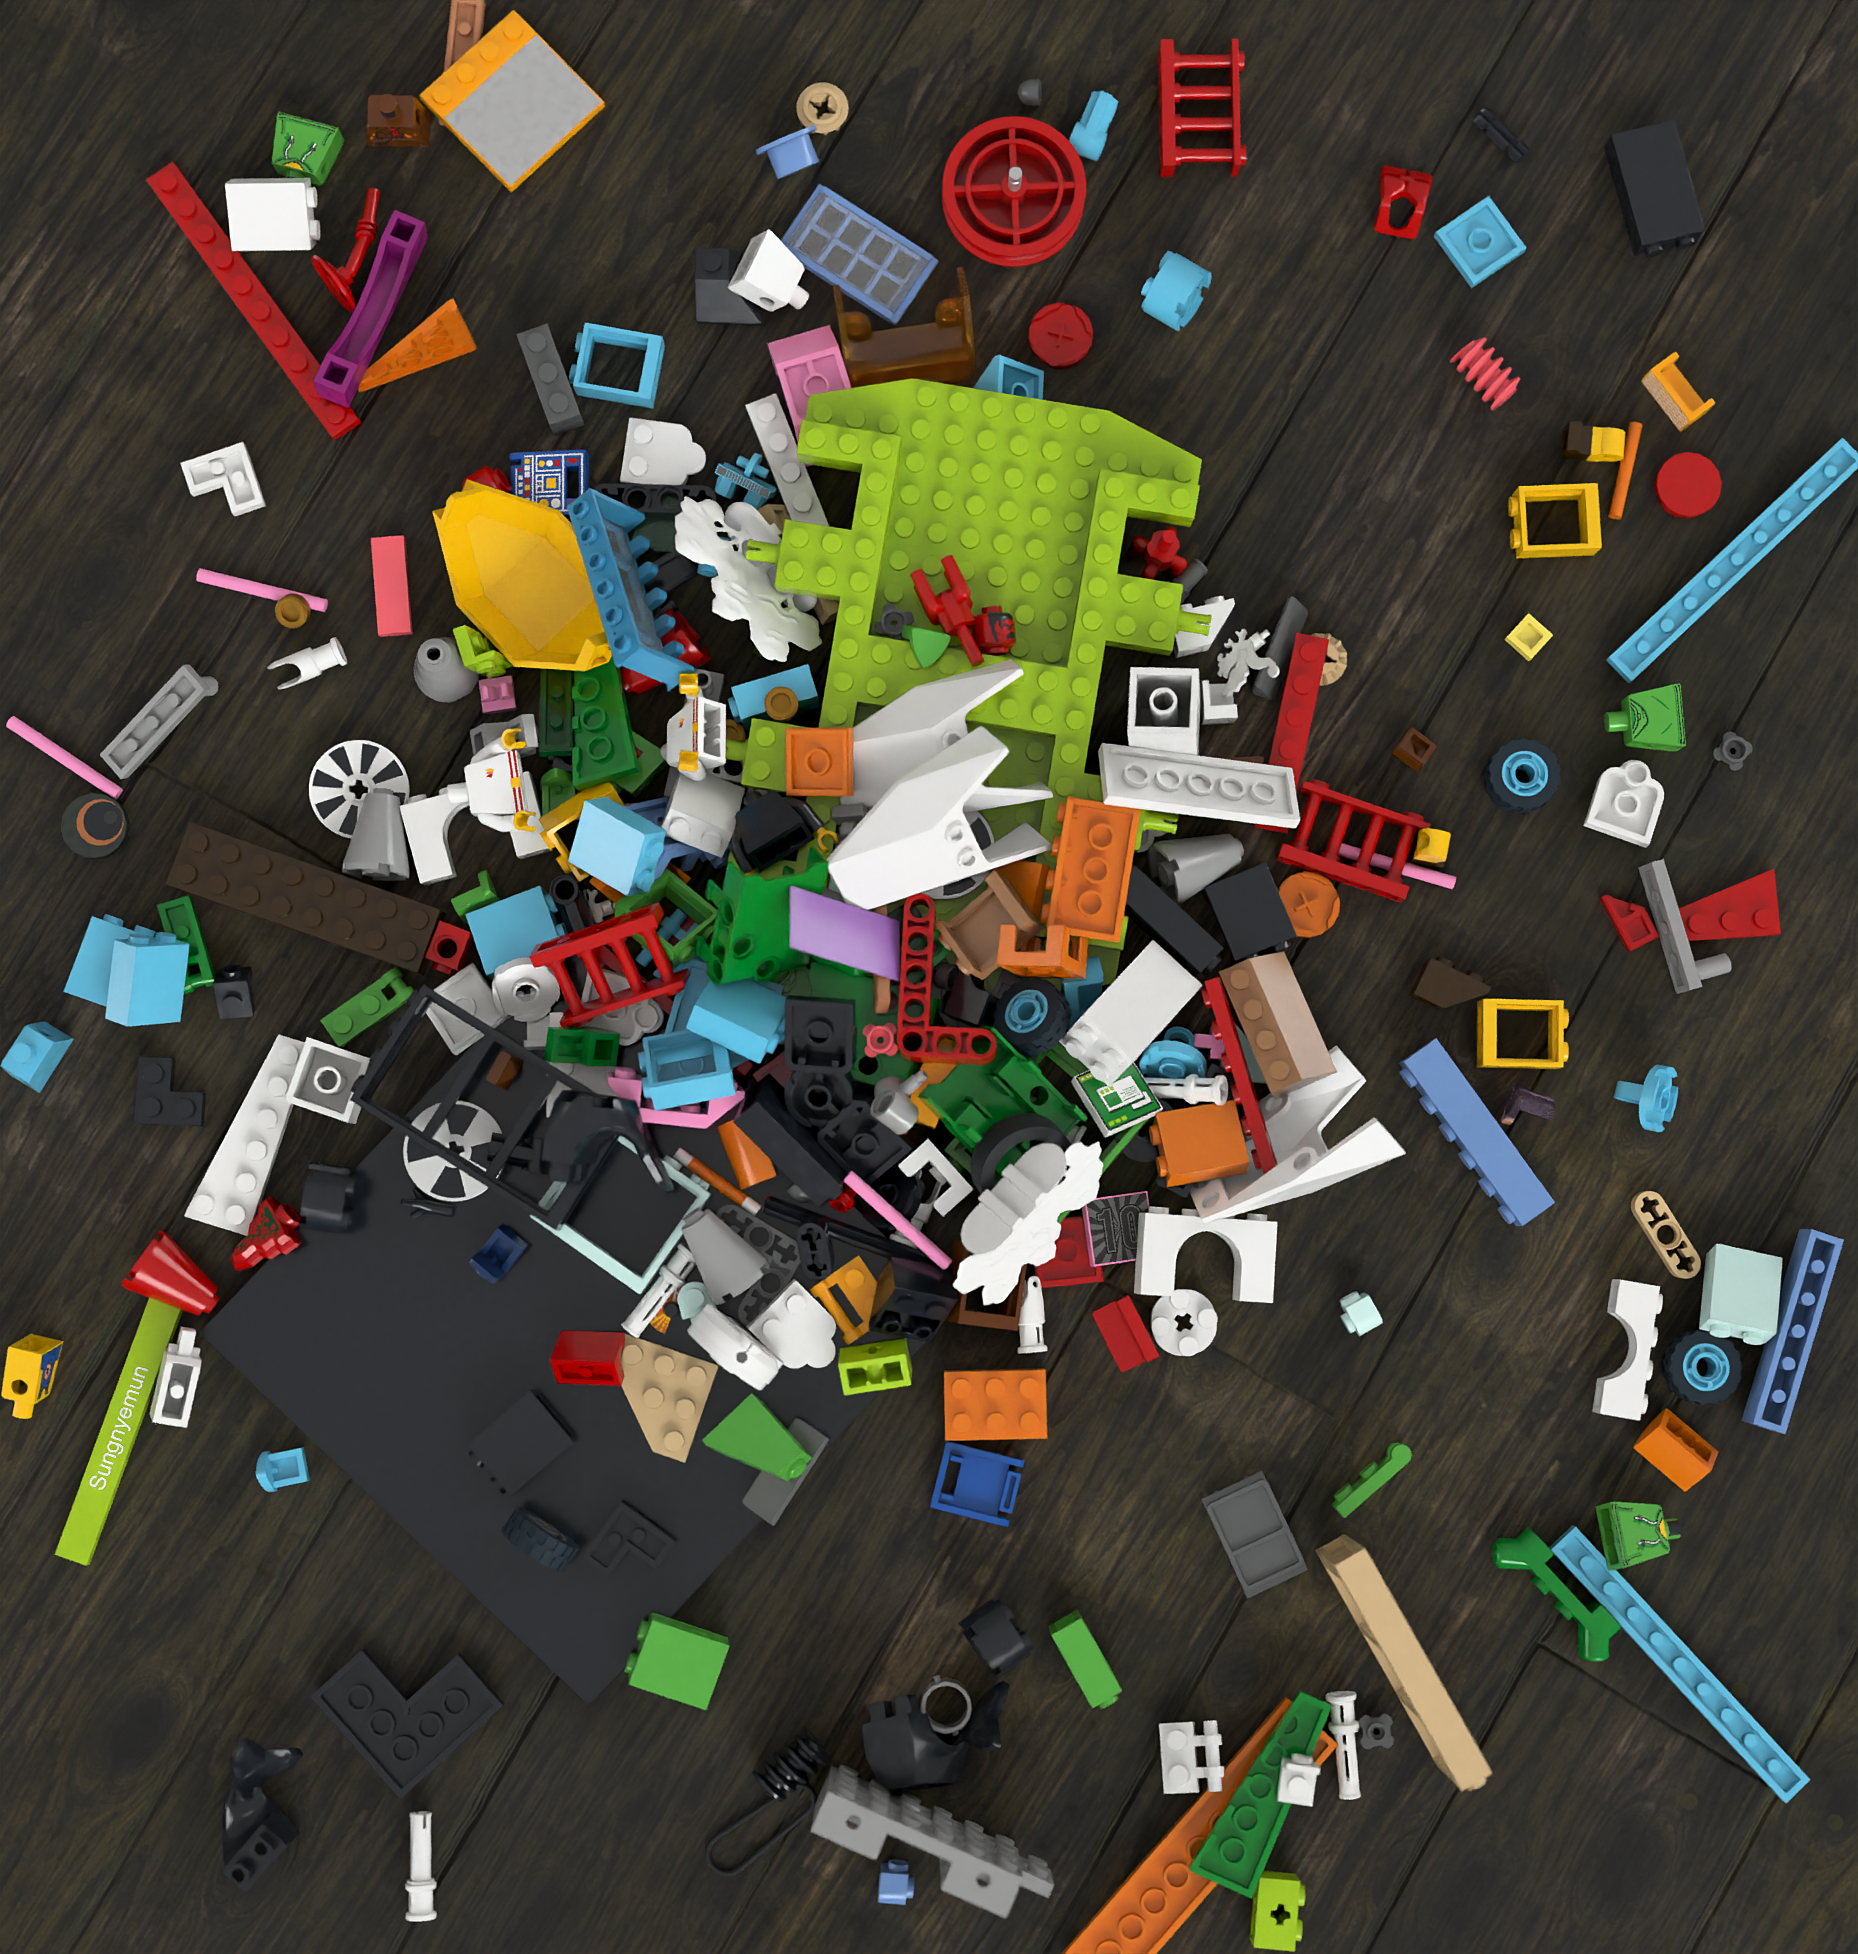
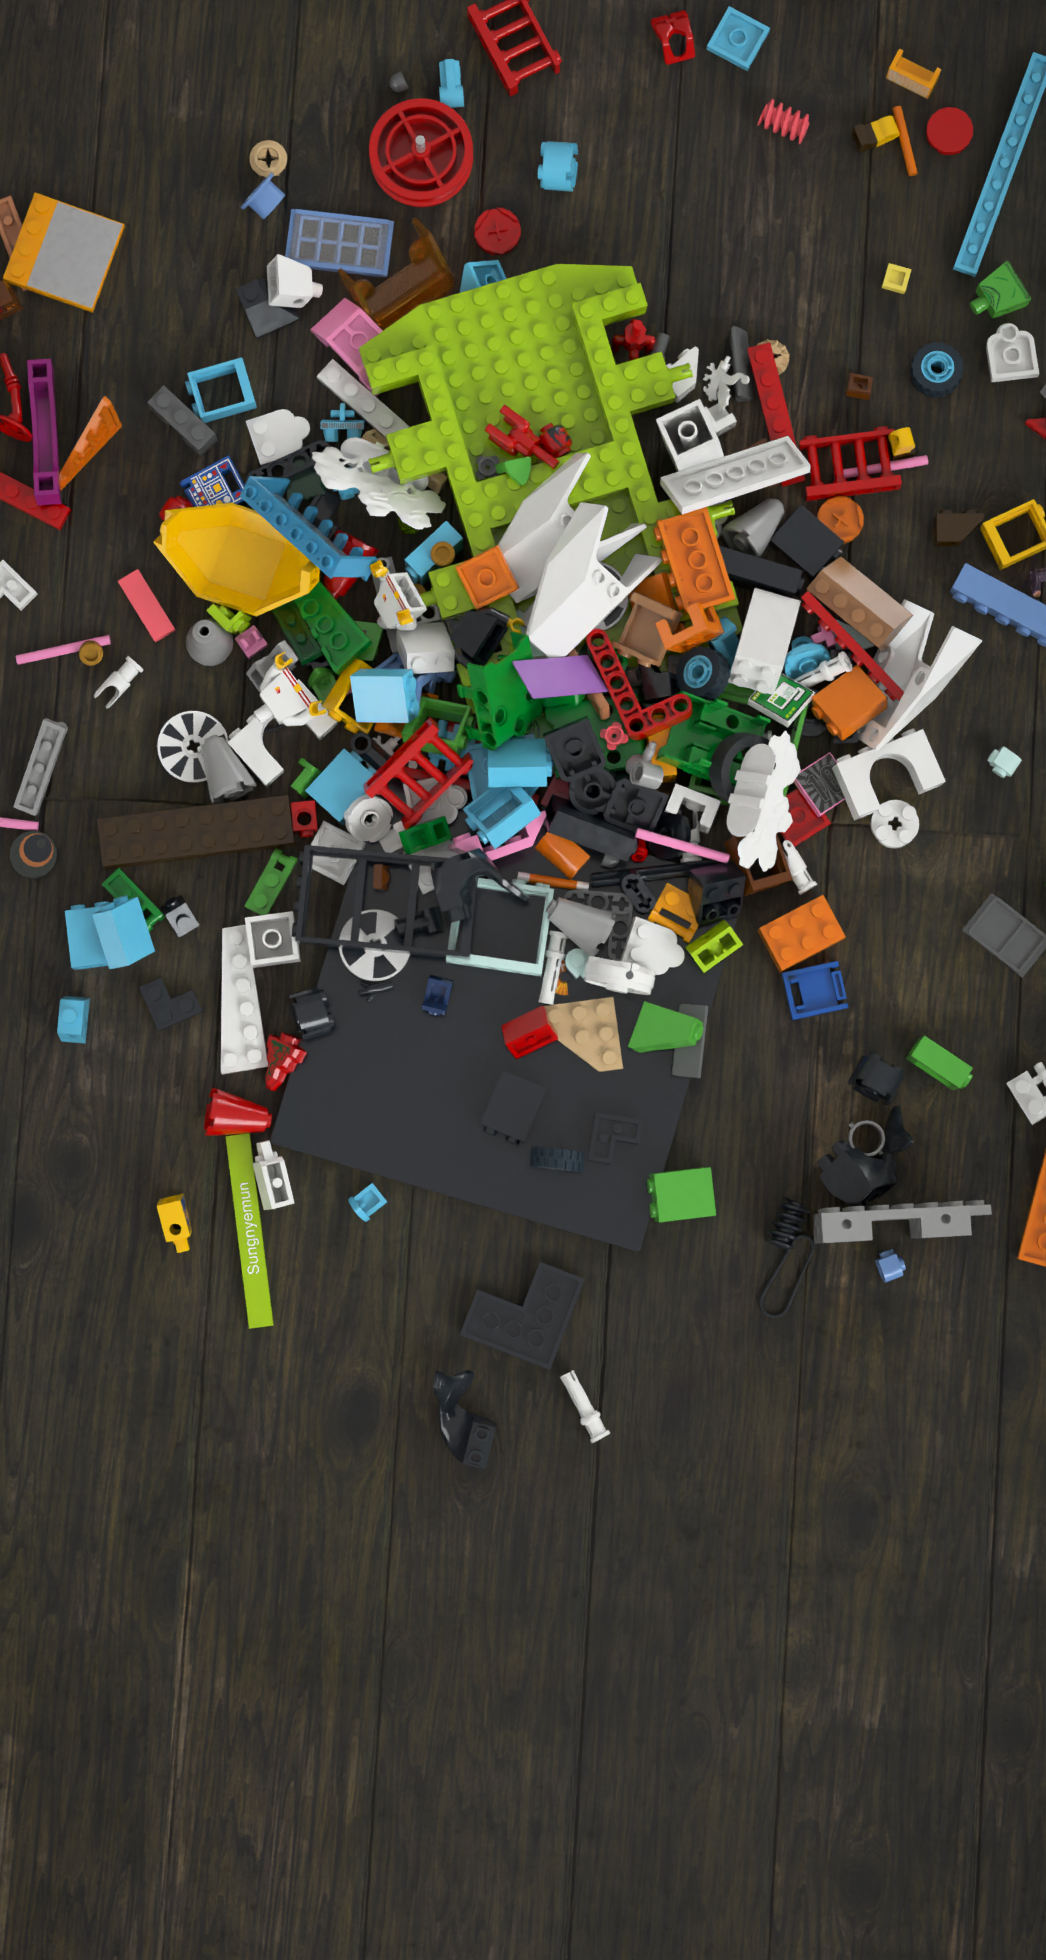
camera: 25 degrees left, 0 degrees up
(848, 816) = (523, 604): light grey tile -> none
(1125, 1333) = (861, 849): red panel -> none
(1588, 513) = (896, 183): yellow window -> none

